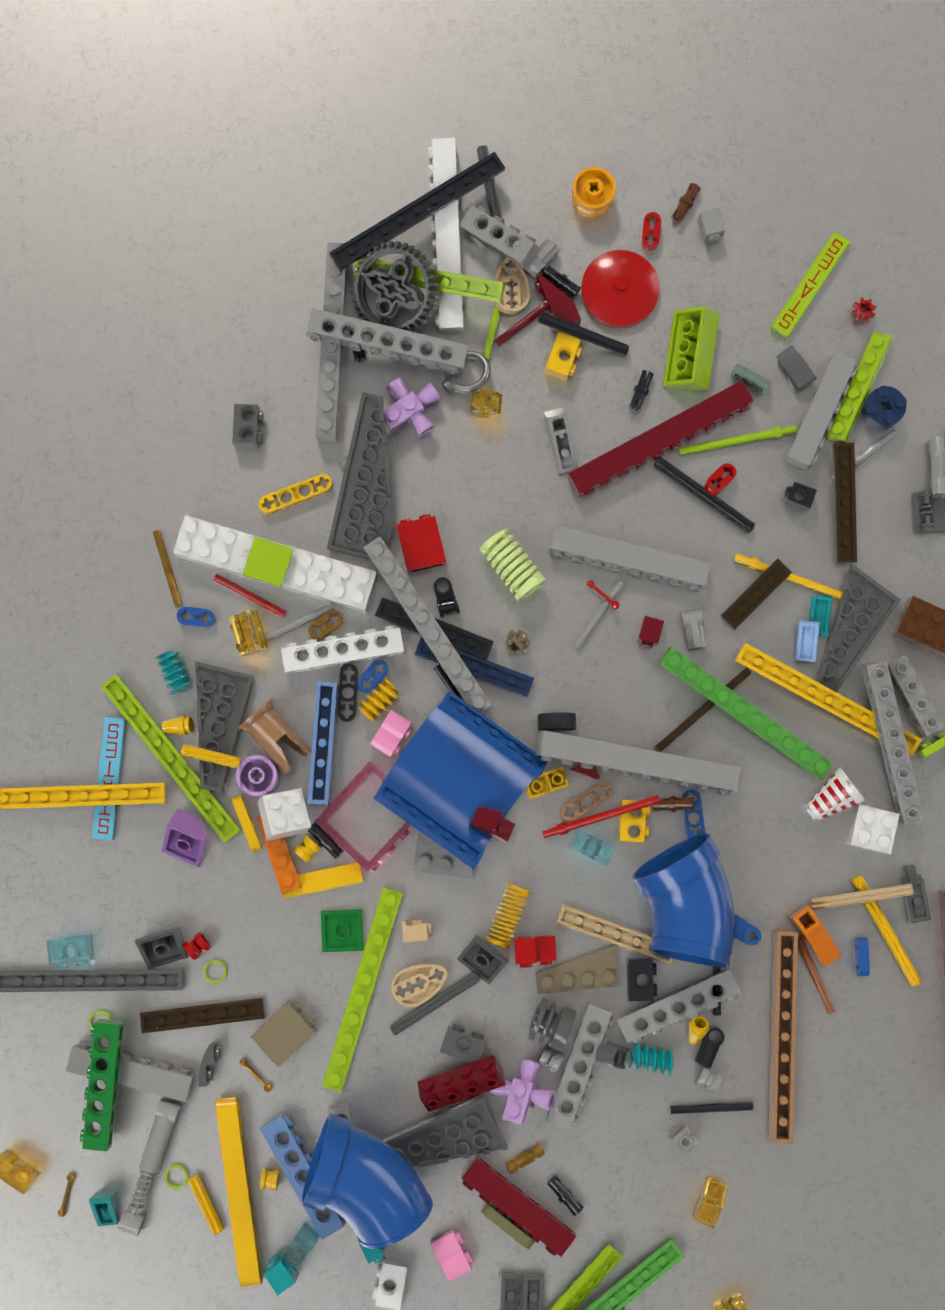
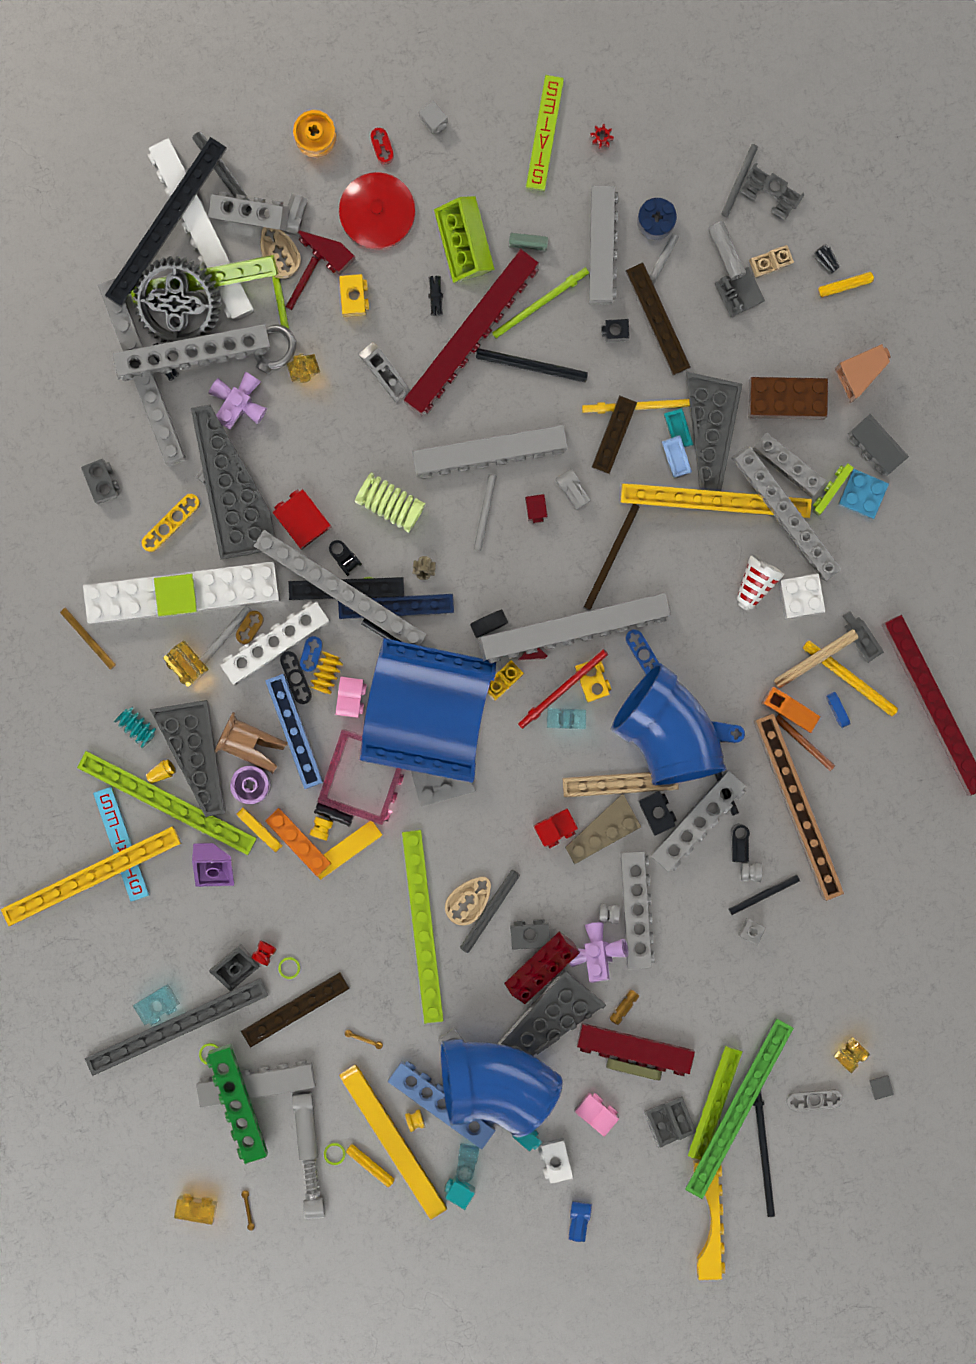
camera: 25 degrees left, 5 degrees up
(105, 1208) = (286, 1206): teal slope -> none
(195, 622) = (130, 666): blue beam -> none
(210, 756) = (200, 786): yellow axle -> none
(210, 1057) = (318, 1042): dark grey slope -> none
(249, 595) = (171, 630): red bar -> none
(284, 814) = (288, 807): white brick -> none
(284, 1033) = (372, 993): dark tan brick -> none
(342, 930) = (382, 885): green tile -> none
(416, 931) = (446, 857): tan brick -> none
(483, 959) = (514, 855): dark grey slope -> none
(492, 823) = (472, 736): dark red slope -> none
(524, 893) = (519, 785): yellow piece -> none
(552, 1024) = (597, 884): dark grey wheel -> none
(561, 281) = (321, 227): black pin -> none
(565, 1195) = (671, 1022): black pin -> none
(583, 333) = (362, 268): black axle -> none
(596, 788) = (542, 673): medium nougat beam -> none
(611, 1055) = (659, 887): dark grey piece -> none
(615, 604) = (495, 498): red hinge -> none
(651, 1058) = (695, 876): teal piece -> none
(675, 804) = (621, 650): reddish brown pin -> none
(685, 202) = (401, 106): reddish brown pin -> none
(697, 1029) = (723, 833): yellow cone -> none
(710, 1202) = (795, 973): clear yellow slope -> none
(717, 476) = (542, 346): red beam -> none
(745, 713) = (649, 544): bright green plate -> none
(796, 367) = (564, 215): dark grey slope -> none
(860, 387) = (628, 208): lime plate -> none

